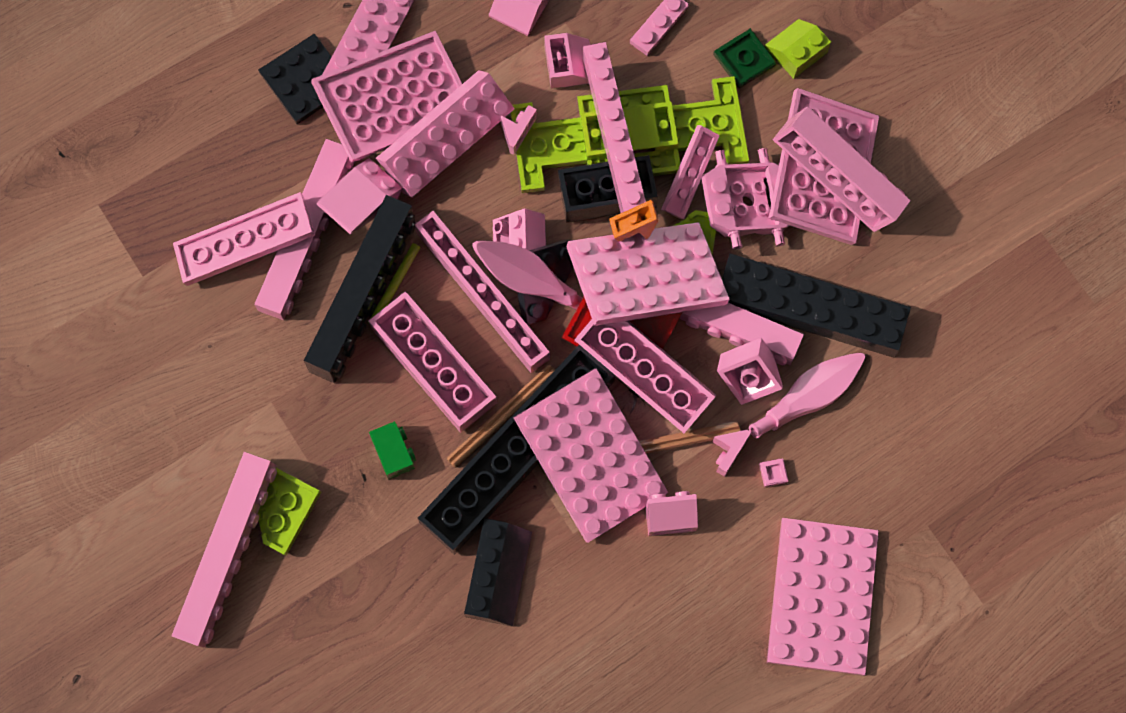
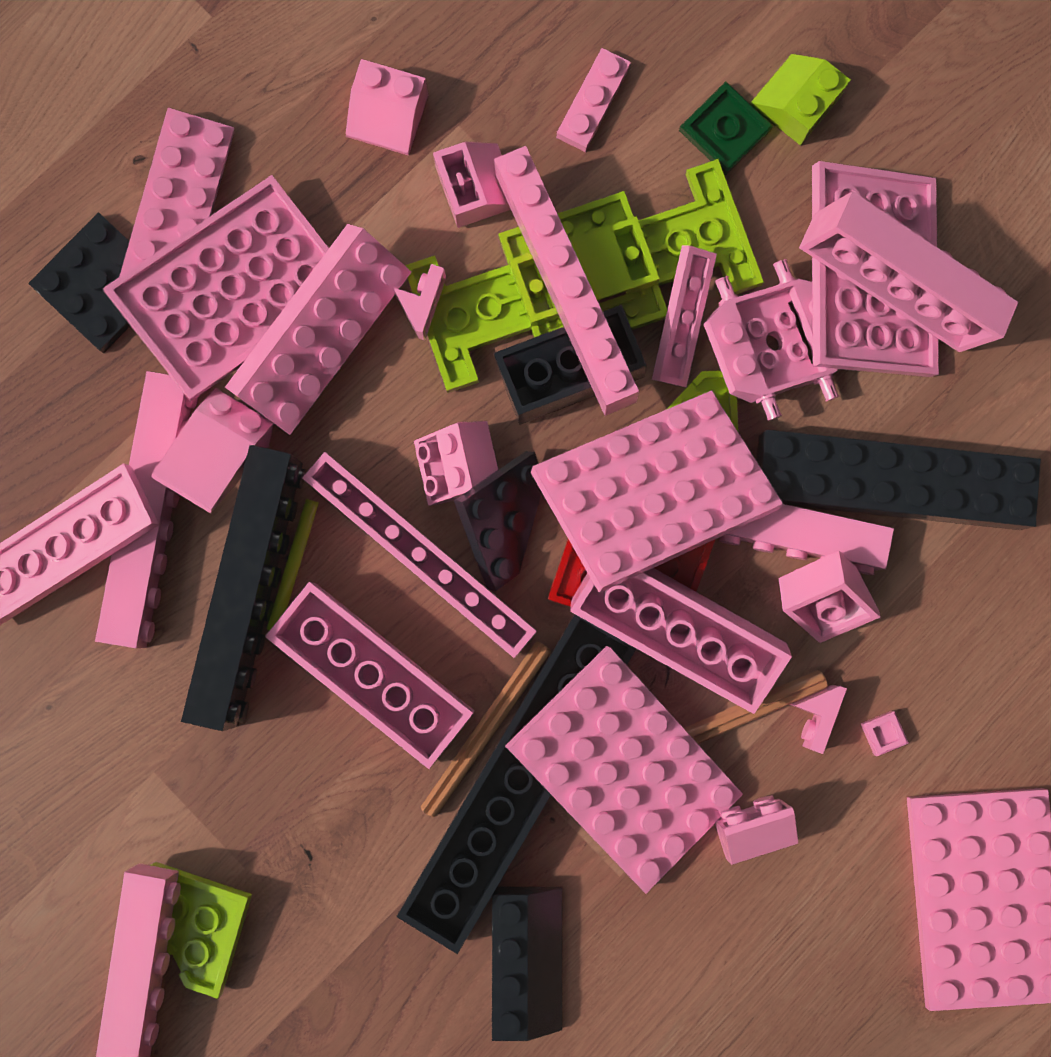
camera: 10 degrees left, 10 degrees up
(392, 450) = (340, 813): green brick -> none
(524, 272) = (475, 524): bright pink animal -> none
(639, 219) = (628, 415): orange slope -> none
(811, 392) = (917, 605): bright pink animal -> none

